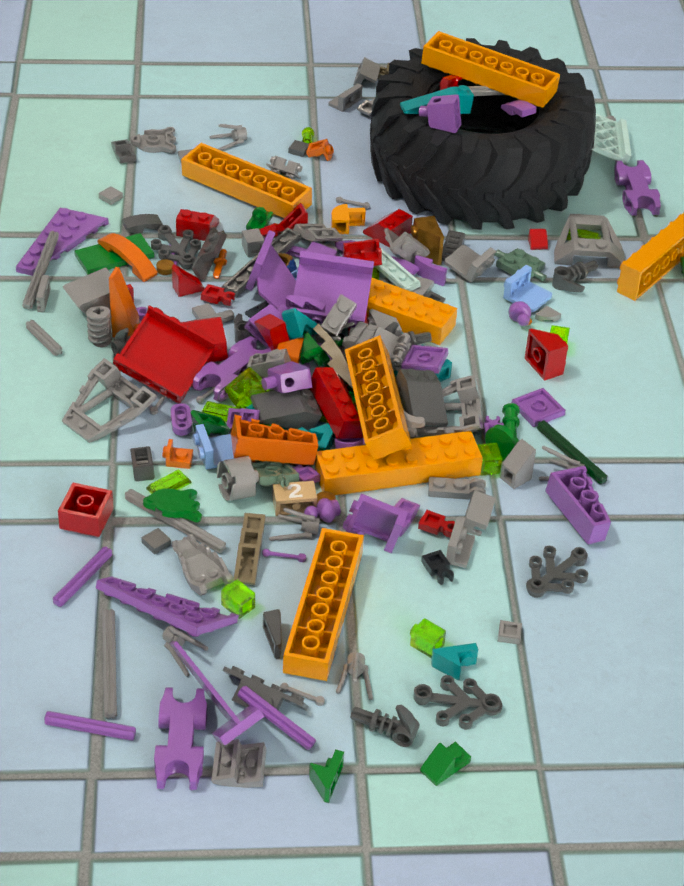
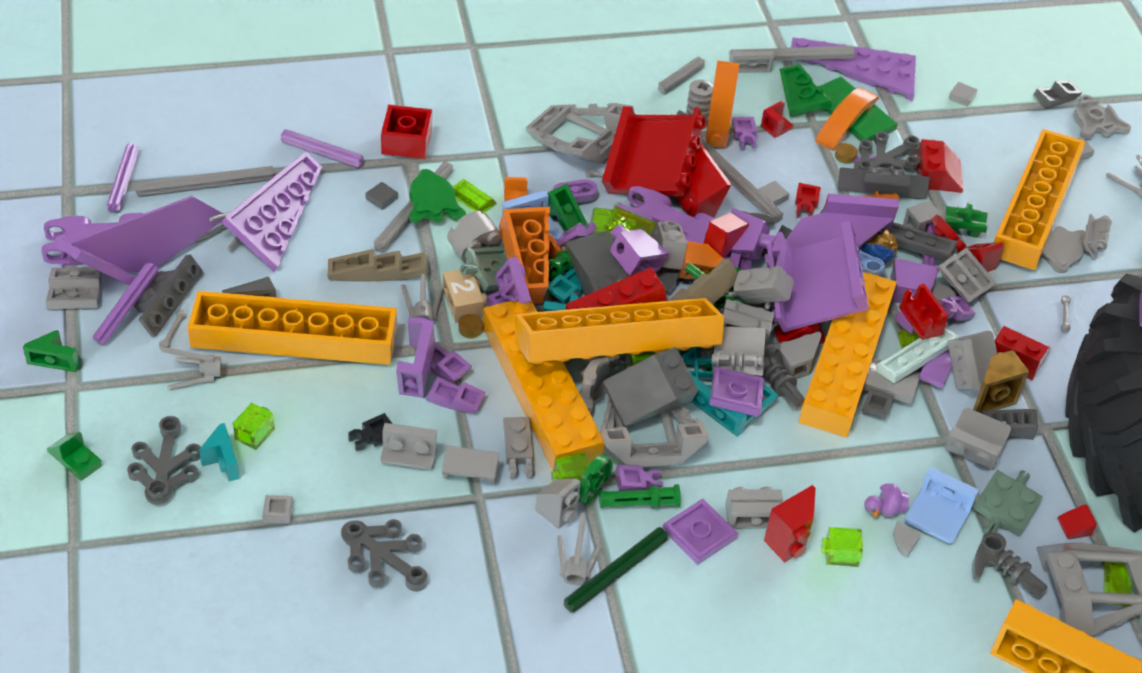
camera: 80 degrees right, 5 degrees up
(77, 270) = (801, 92): none -> green wing
(90, 290) = (755, 91): light grey slope -> none
(138, 222) = (917, 120): dark grey slope -> none
(142, 463) = (495, 170): dark grey slope -> none
(184, 282) = (818, 168): red slope -> none
(200, 565) = (341, 229): light grey animal -> none
(238, 598) = (297, 262): clear neon green brick -> none
(297, 323) = (749, 252): teal slope -> none
(301, 557) = (378, 284): medium lavender hinge -> none
(310, 451) = (512, 282): none -> medium lavender wing
(325, 509) = (446, 321): medium lavender animal -> none
(343, 217) = (1016, 299): light orange brick -> none
(402, 730) = (119, 398): dark grey piece -> none
(430, 271) = (943, 397): medium lavender slope -> none
(436, 523) = (448, 425): red plate -> none
(524, 374) = (751, 506): none -> light grey brick
(579, 503) = (504, 569): medium lavender wedge -> none

